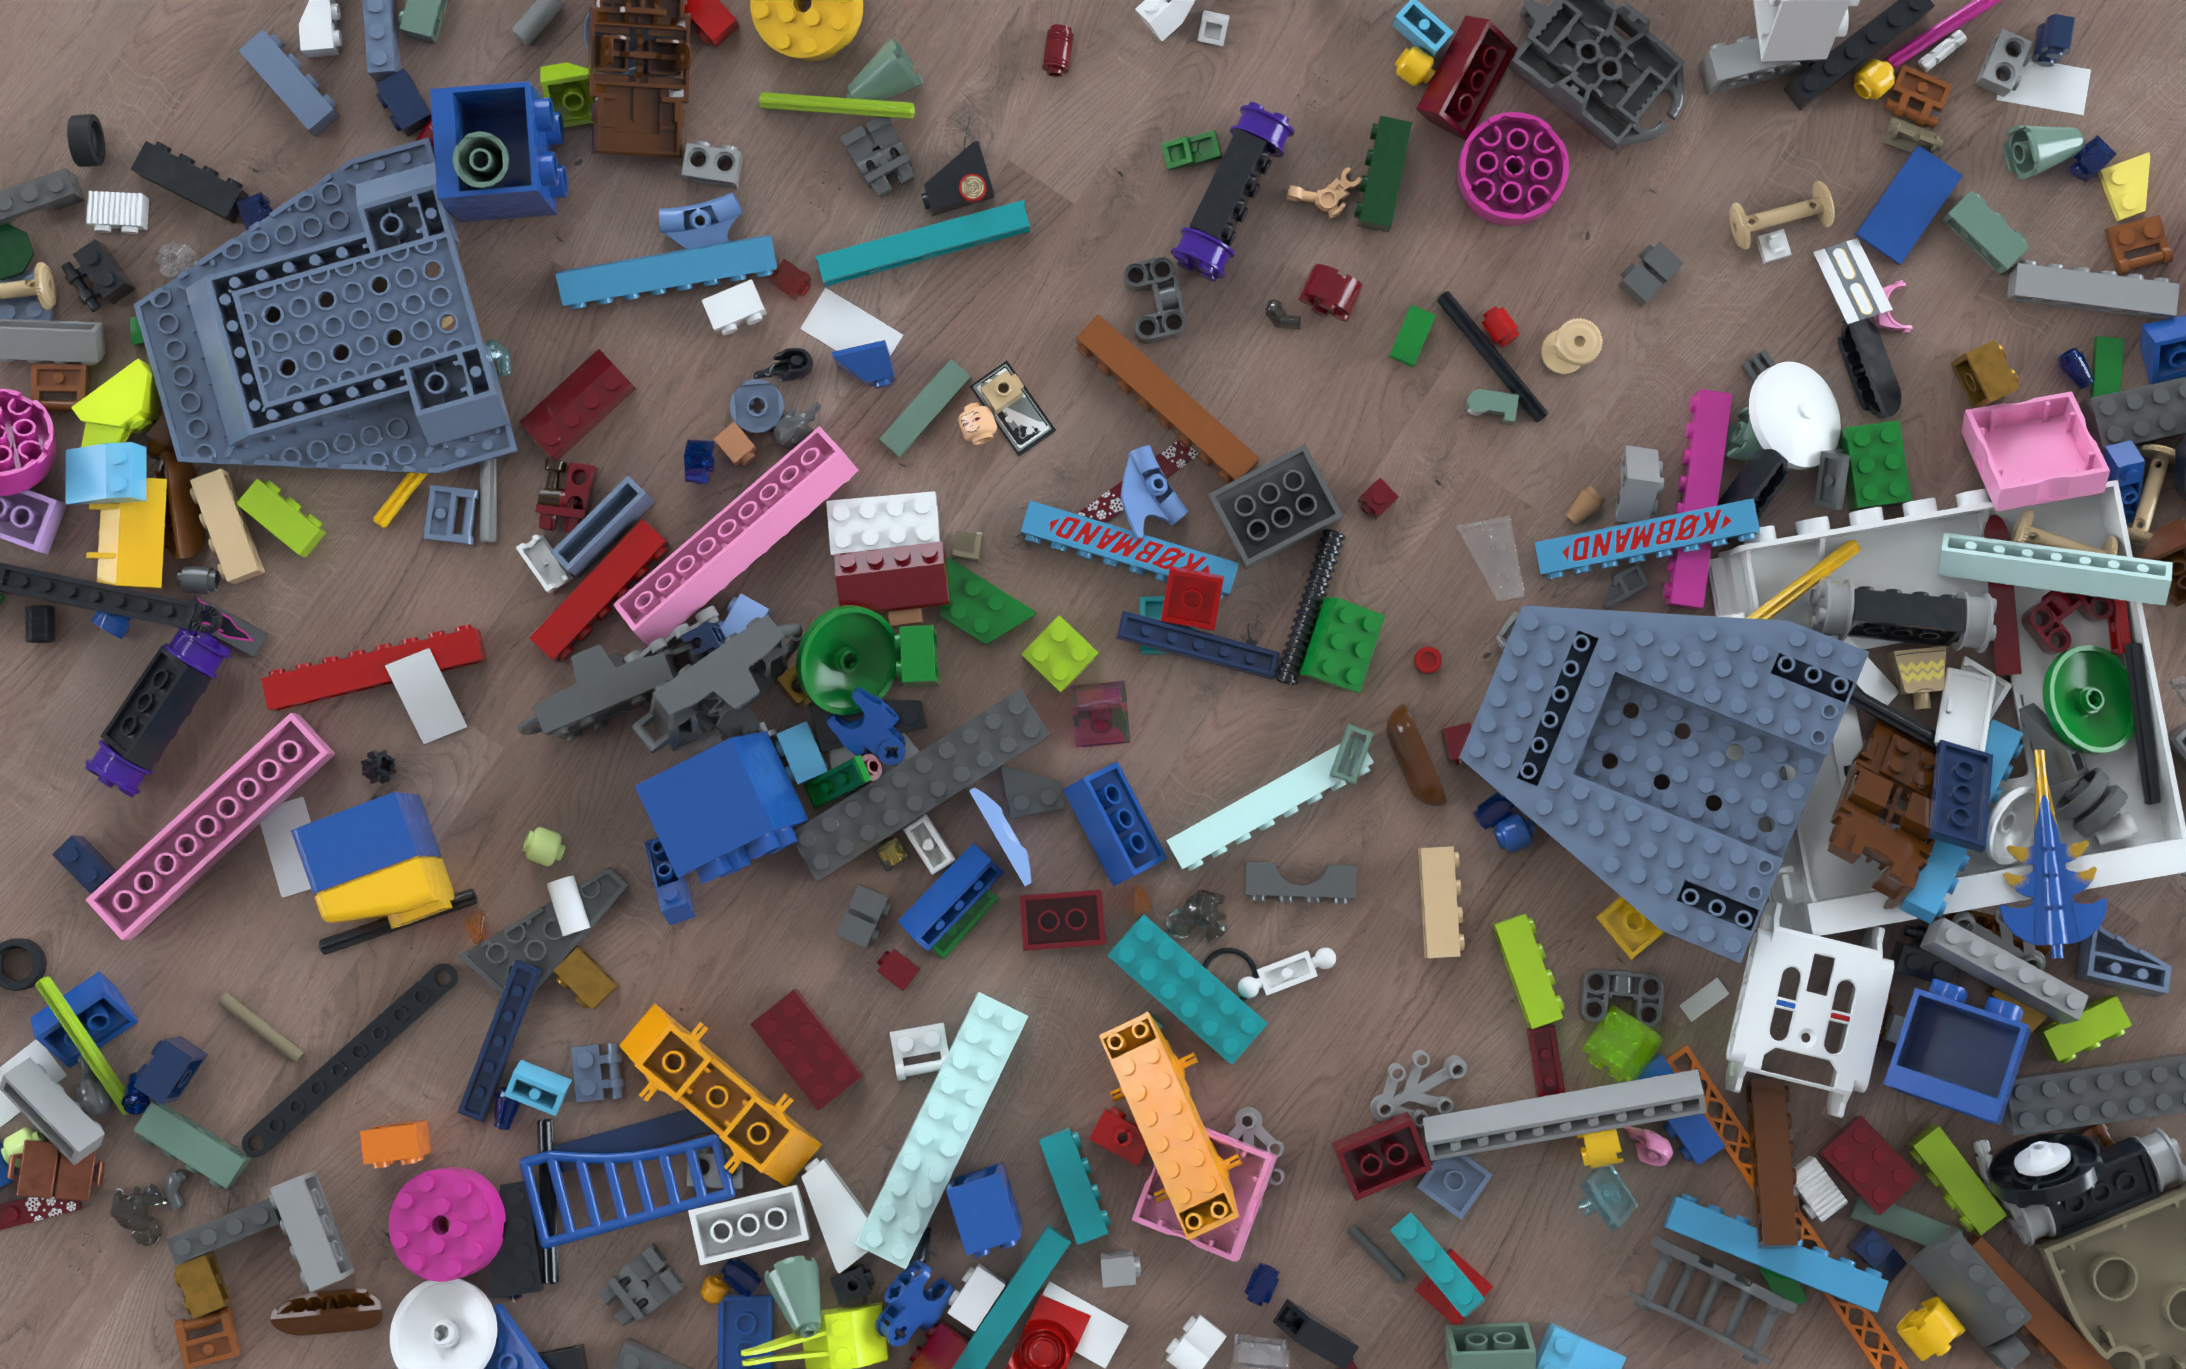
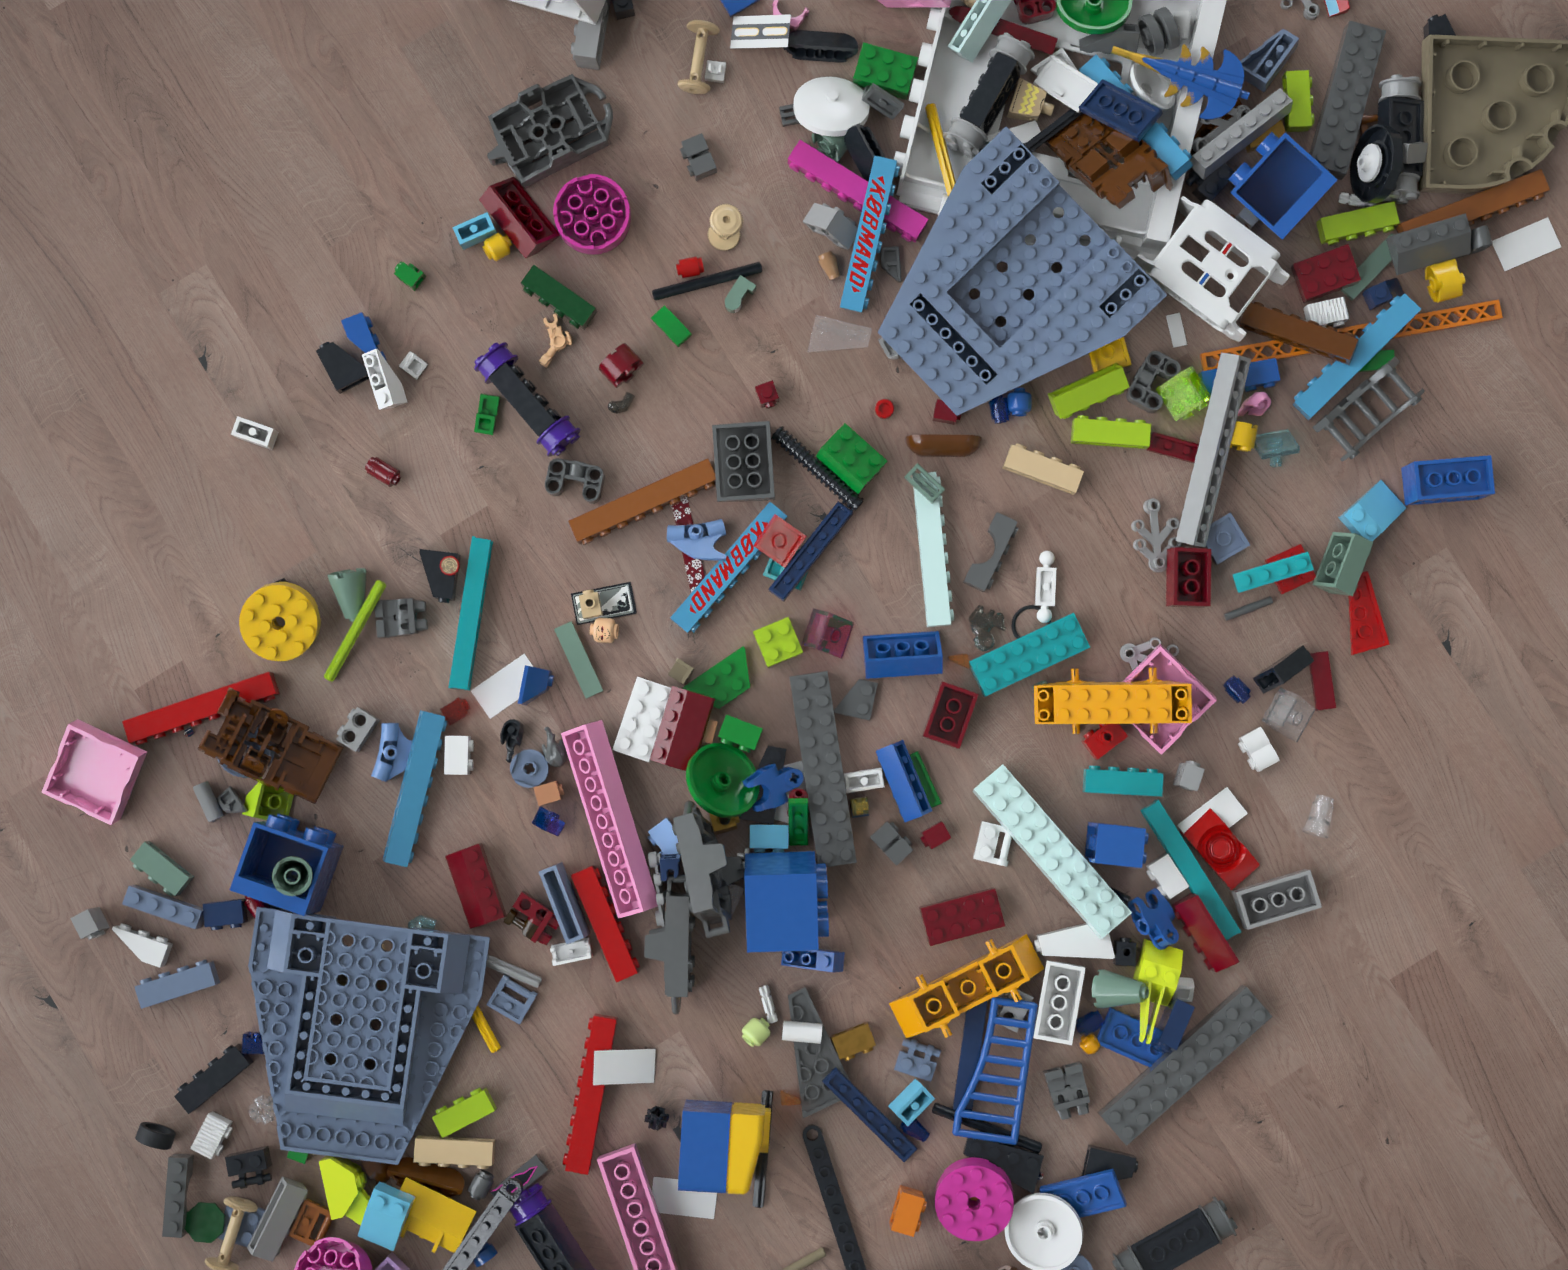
camera: 65 degrees left, 0 degrees up
(550, 47) = (231, 802): none -> dark grey tile
(586, 847) = (768, 1004): none -> white axle
(995, 817) = (879, 728): light blue slope -> none
(1570, 917) = (1088, 390): none -> lime brick
(2082, 1212) = (1414, 152): none -> light grey tile

